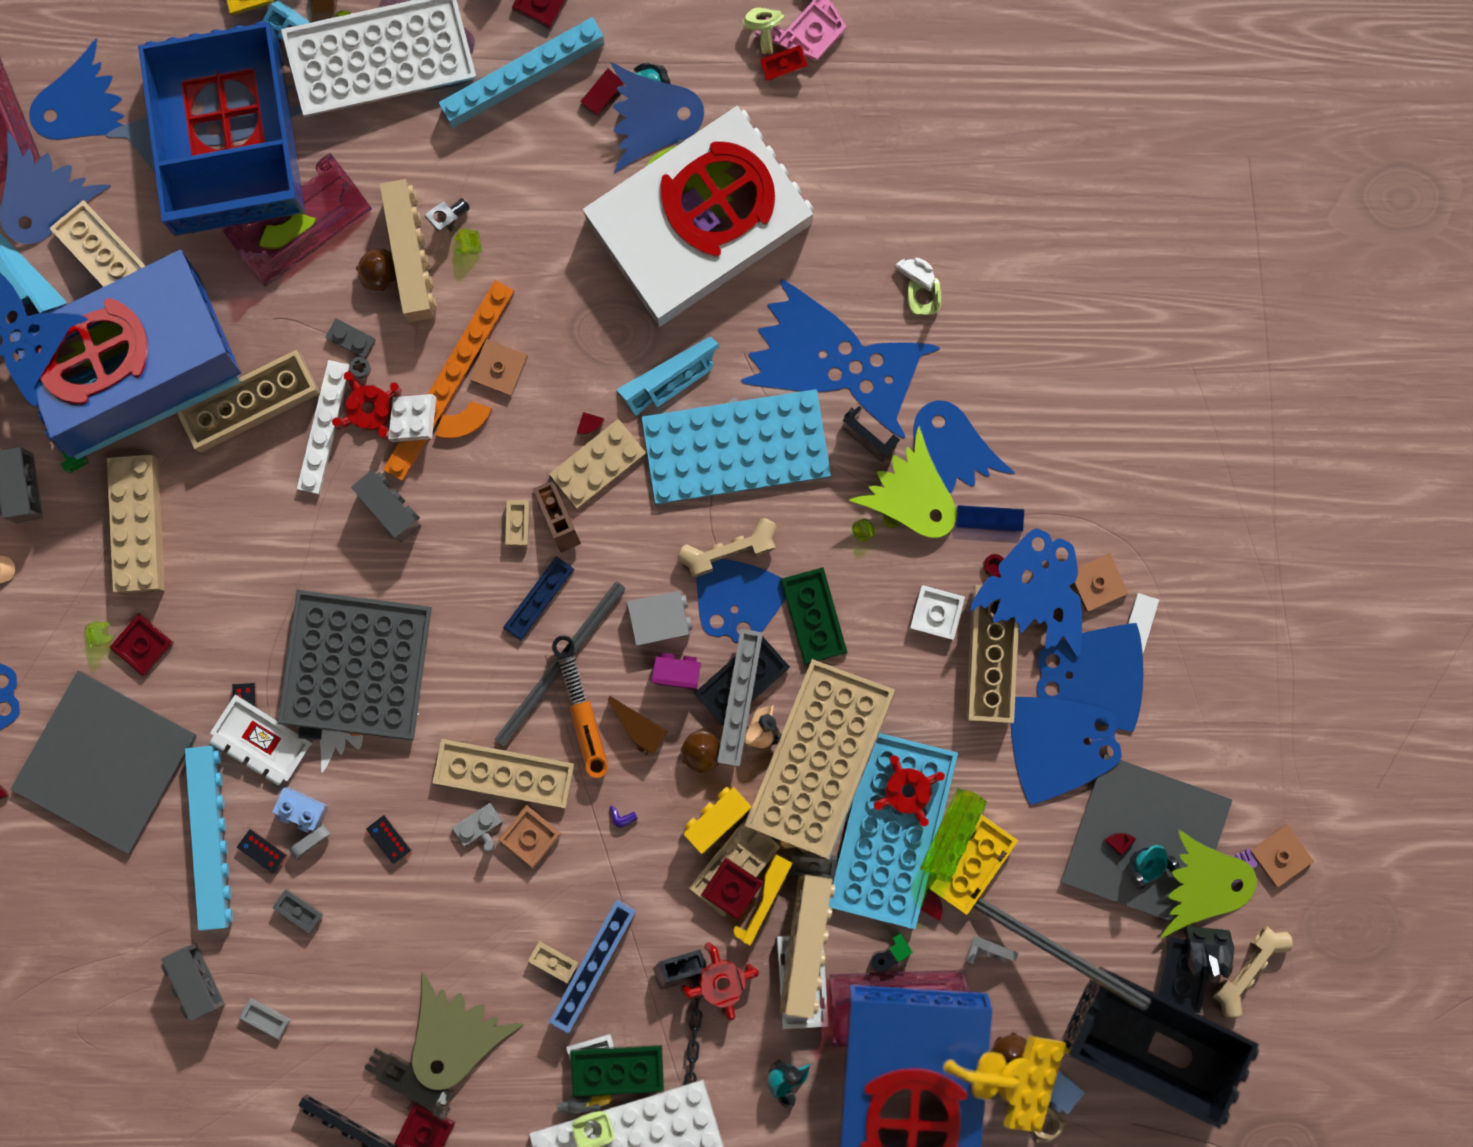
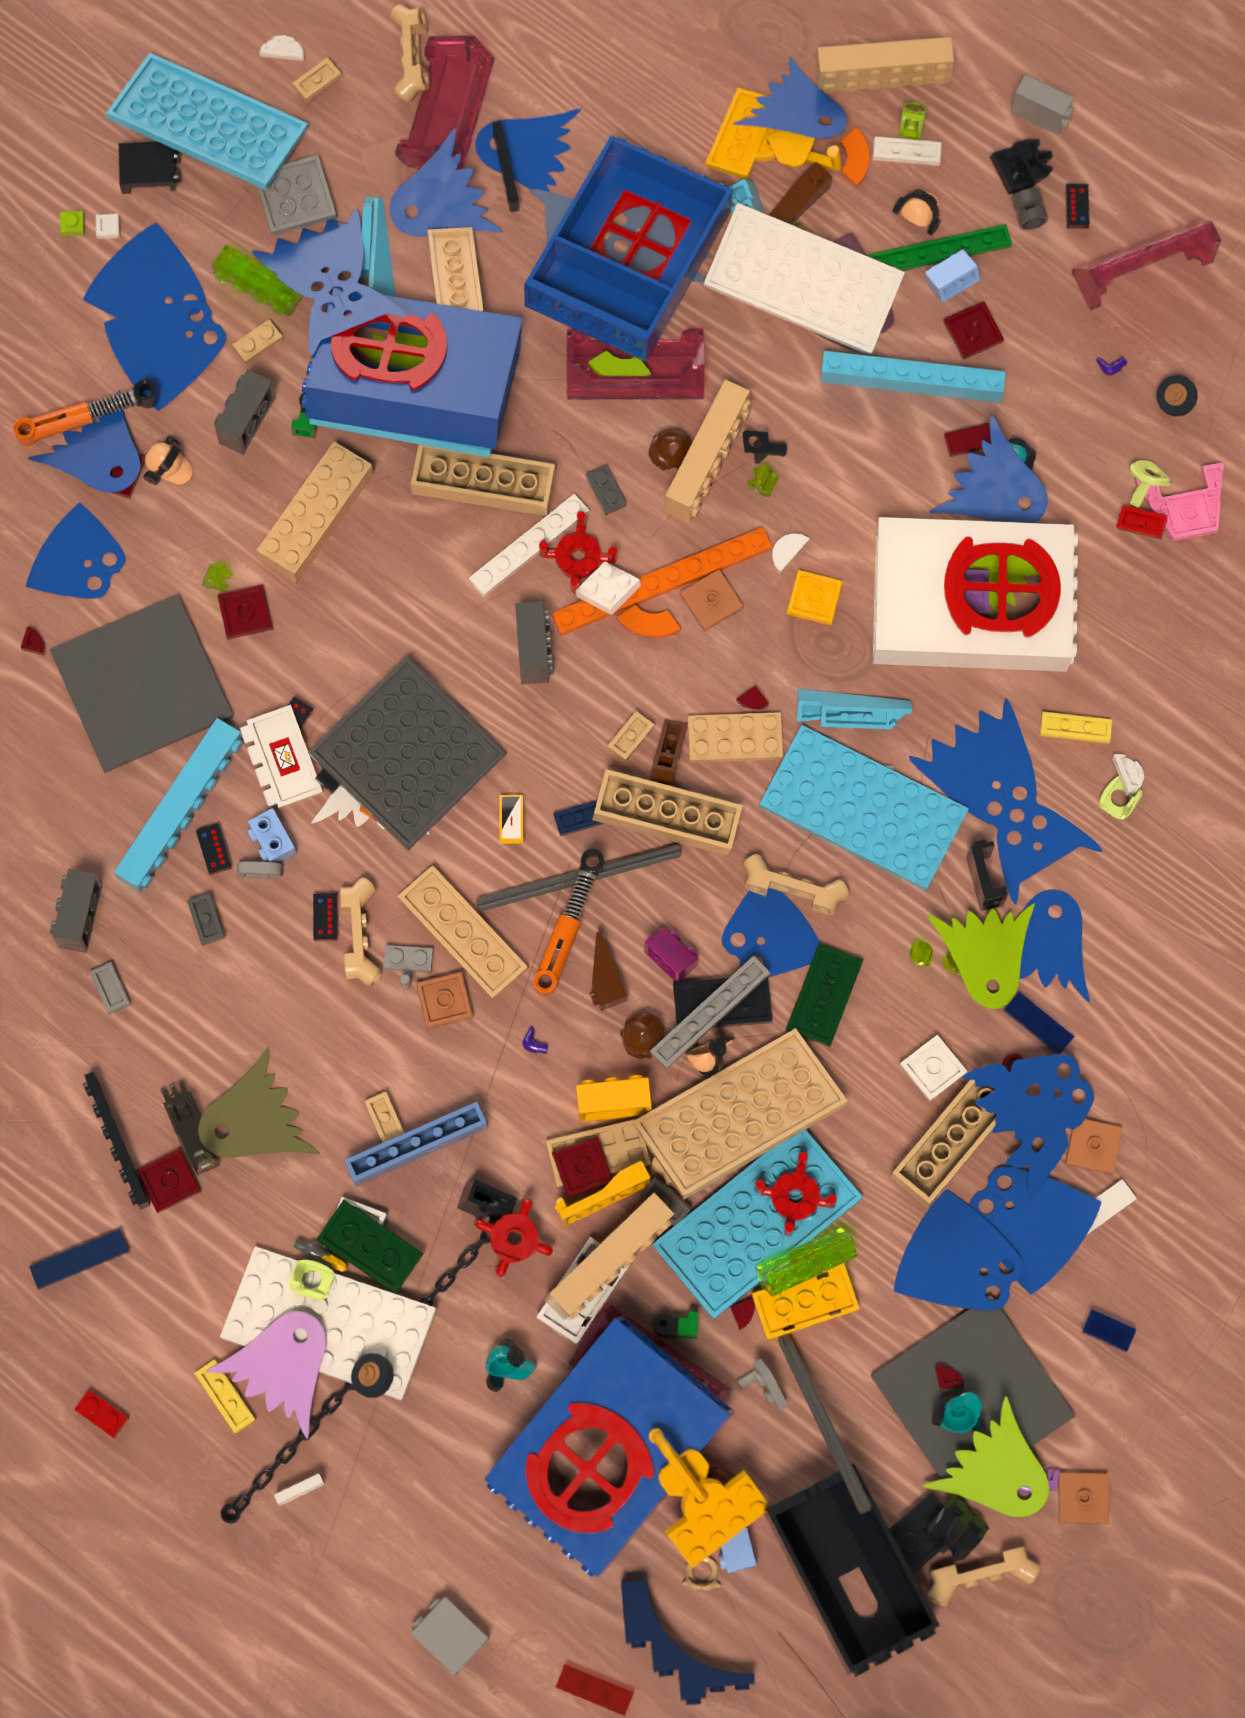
camera: 40 degrees right, 10 degrees down
(72, 130) = (505, 166): none -> black tile
(356, 373) = (602, 516): dark grey bush -> none
(442, 859) = (356, 963): none -> tan plate
(474, 656) = (511, 819): none -> slope
(526, 284) = (787, 549): none -> white tile
(576, 307) = (814, 597): none -> yellow tile
(591, 564) = (667, 812): none -> tan brick
(659, 618) = (690, 900): light grey brick -> none
(850, 264) = (1076, 727): none -> light yellow tile
(1210, 716) = (1109, 1331): none -> clear blue plate

